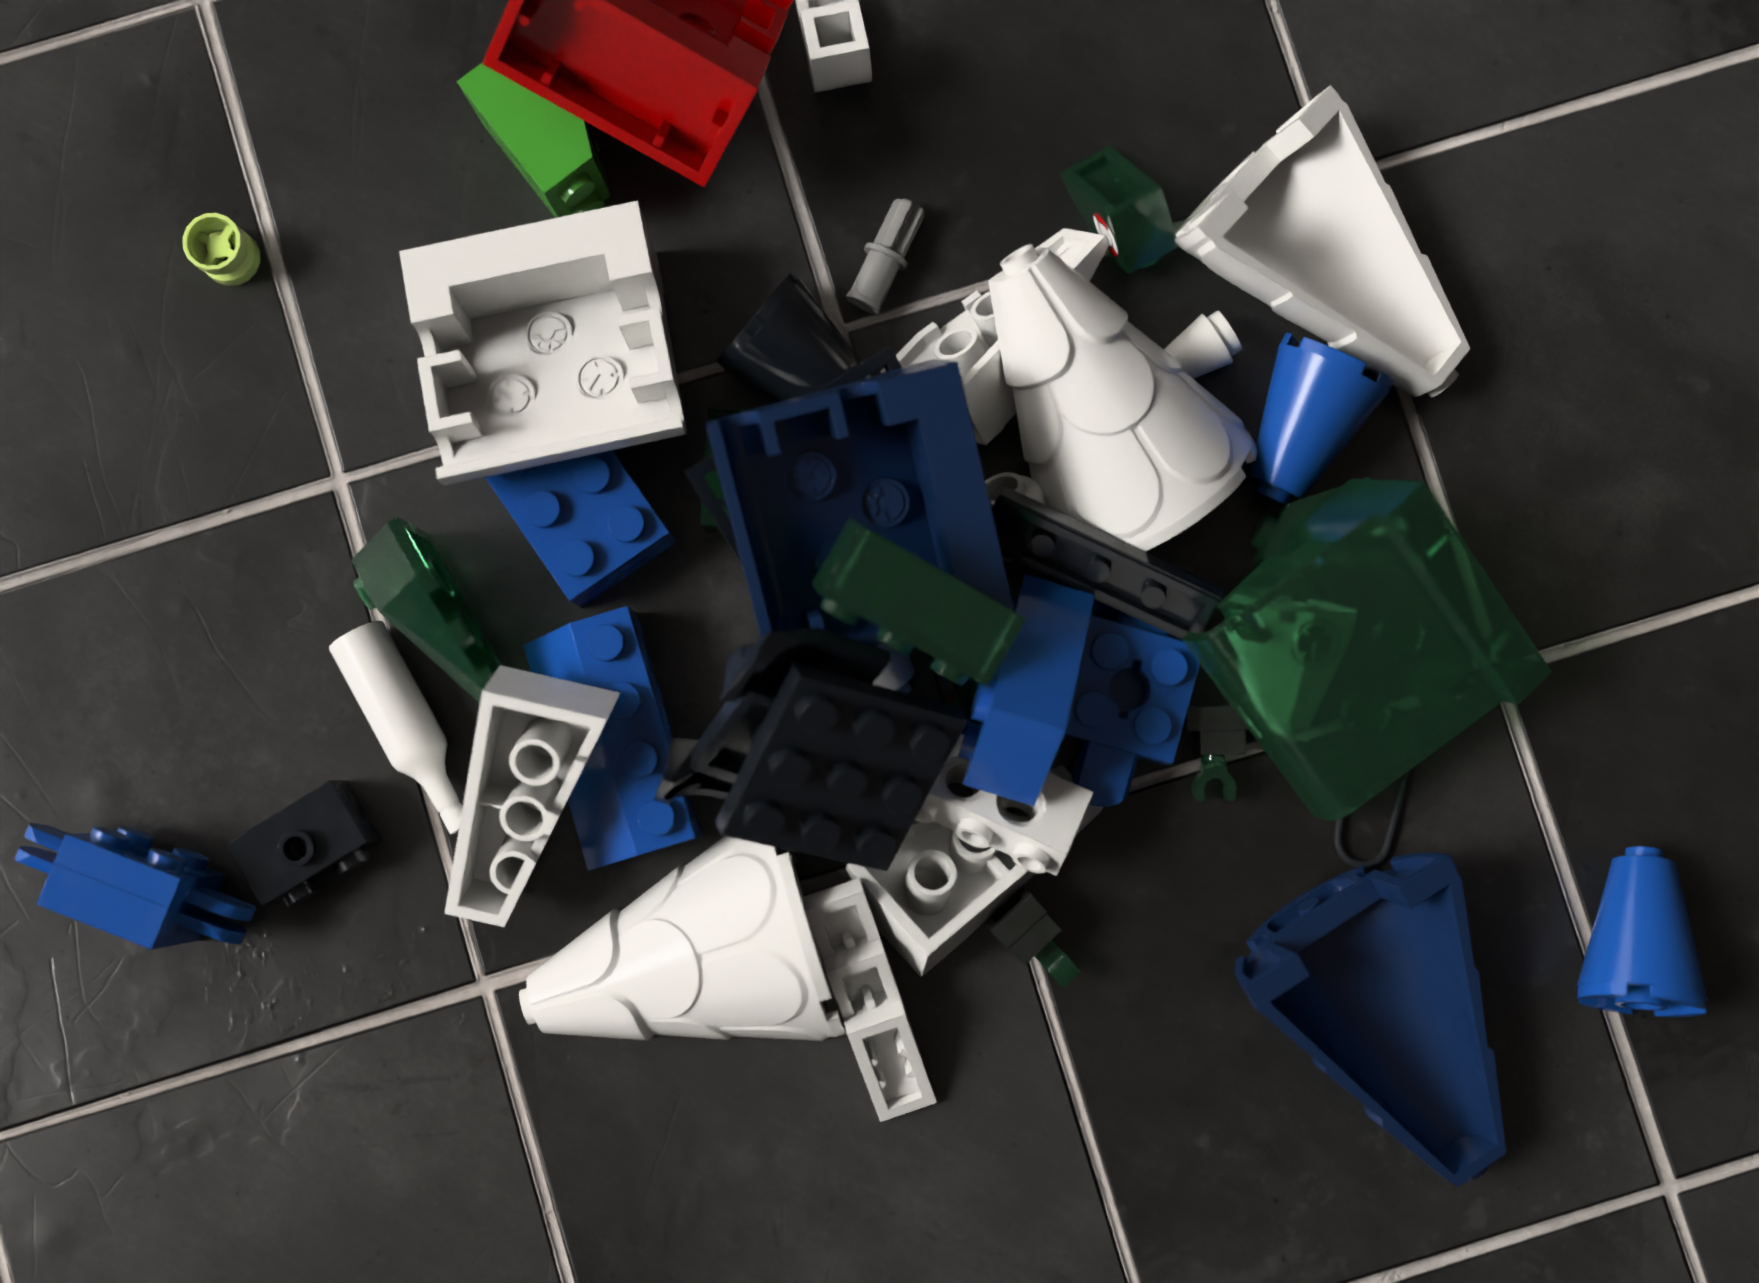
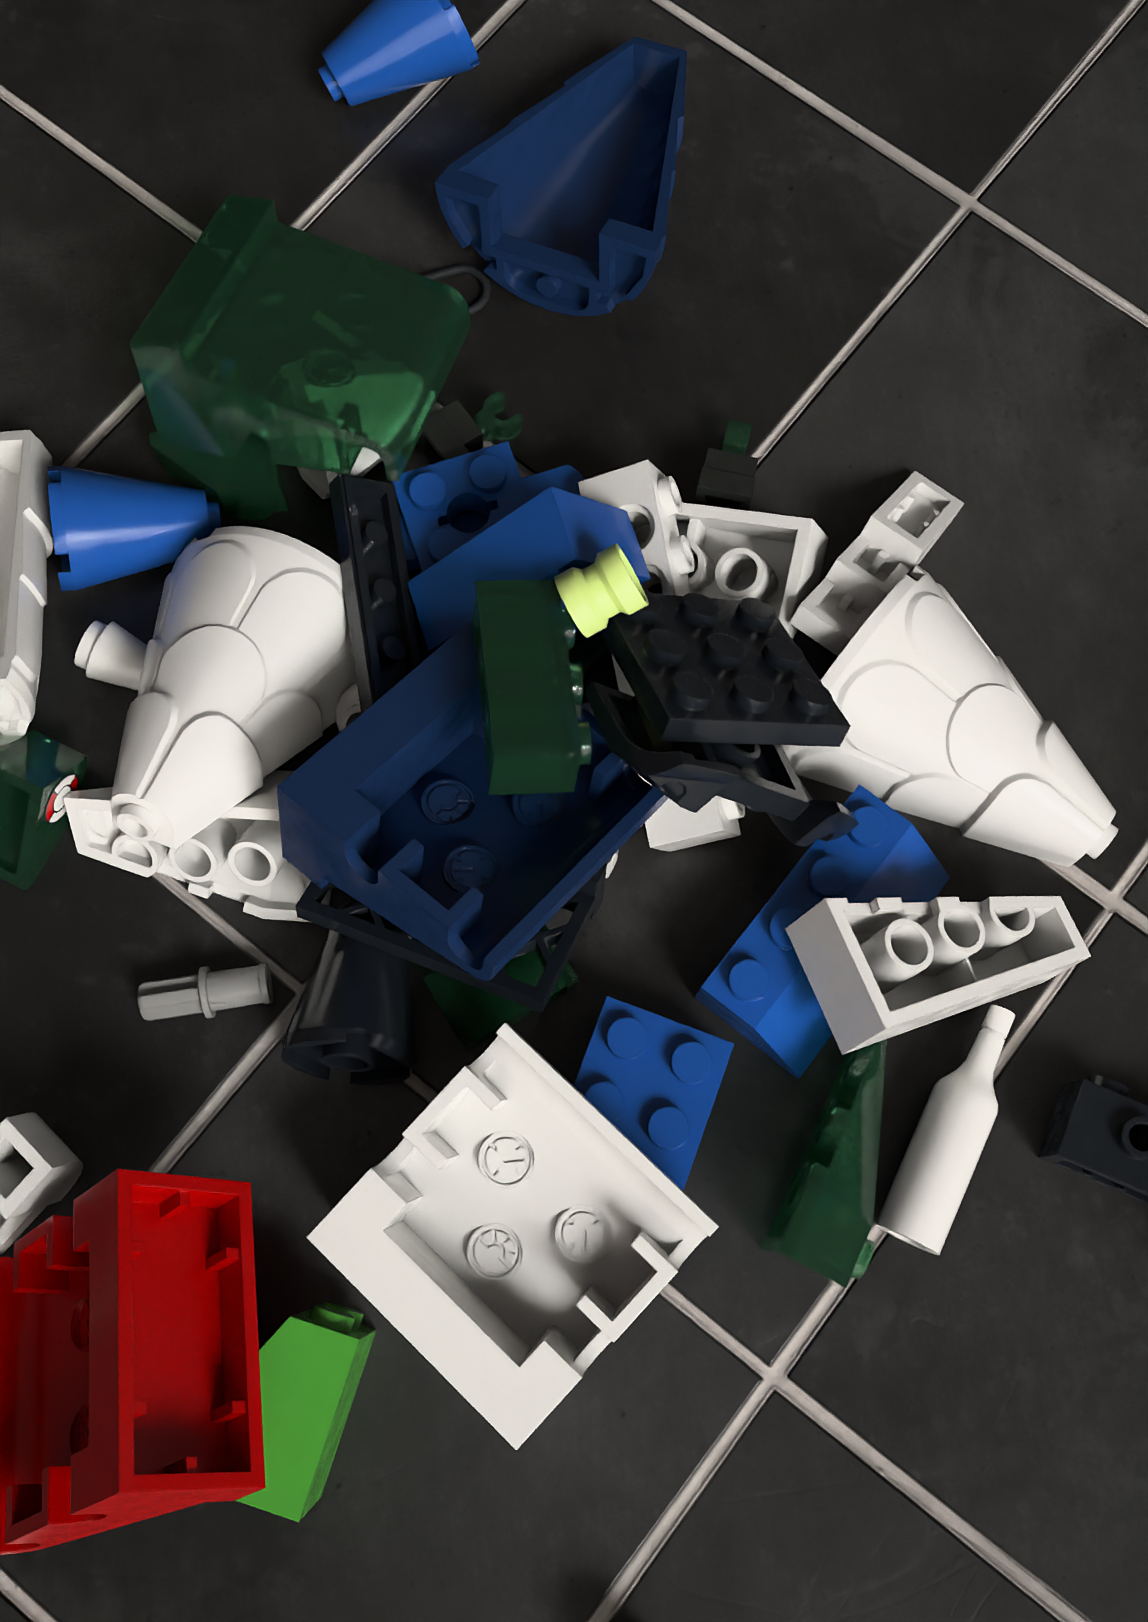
camera: 130 degrees left, 10 degrees down
(950, 709) = (601, 590): none -> yellowish green wheel

